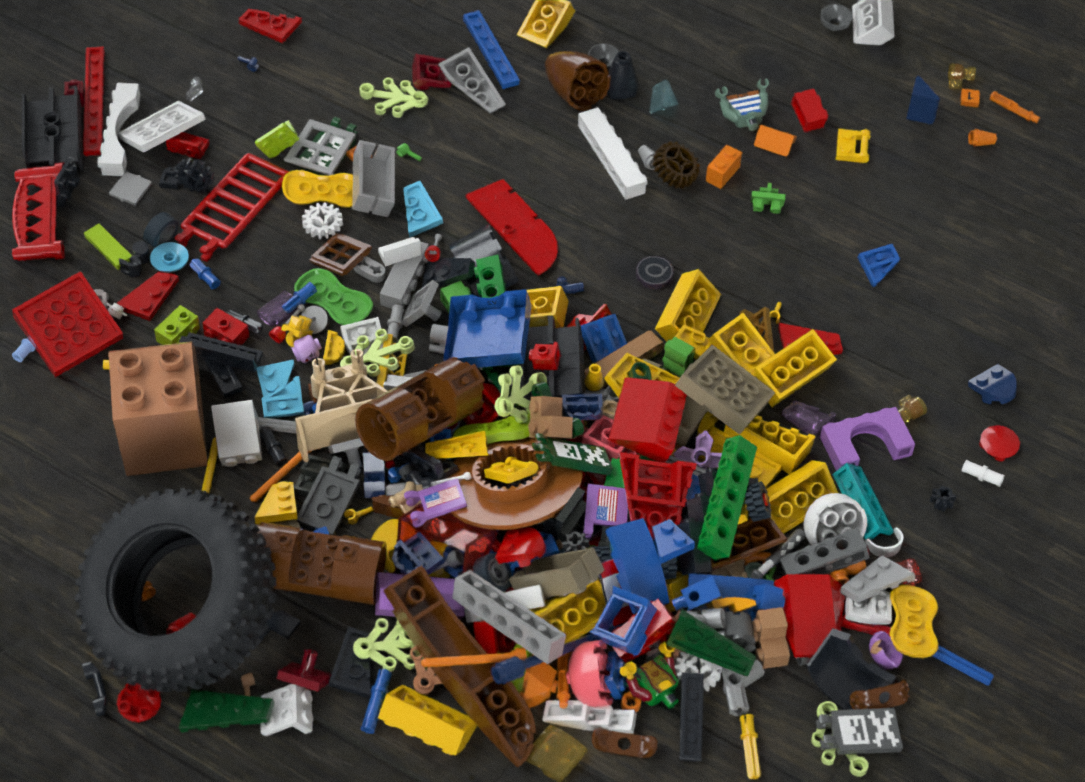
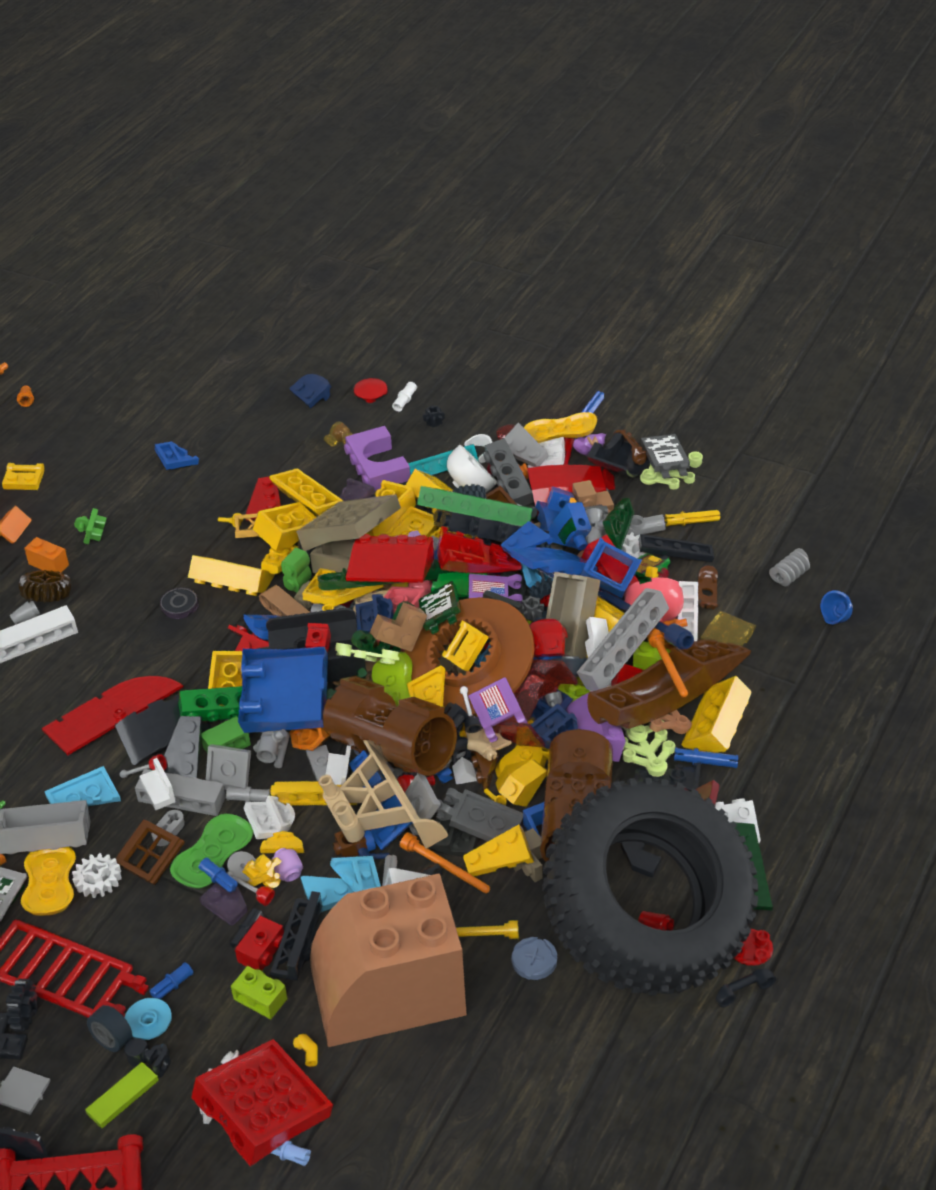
camera: 90 degrees left, 10 degrees down
(149, 296) = (203, 1034): red wing -> none
(362, 525) = (520, 781): none -> yellow slope
(373, 475) = (459, 782): brick -> none
(376, 355) = (300, 798): yellowish green plant -> none
(569, 288) = (197, 664): dark blue arm -> none

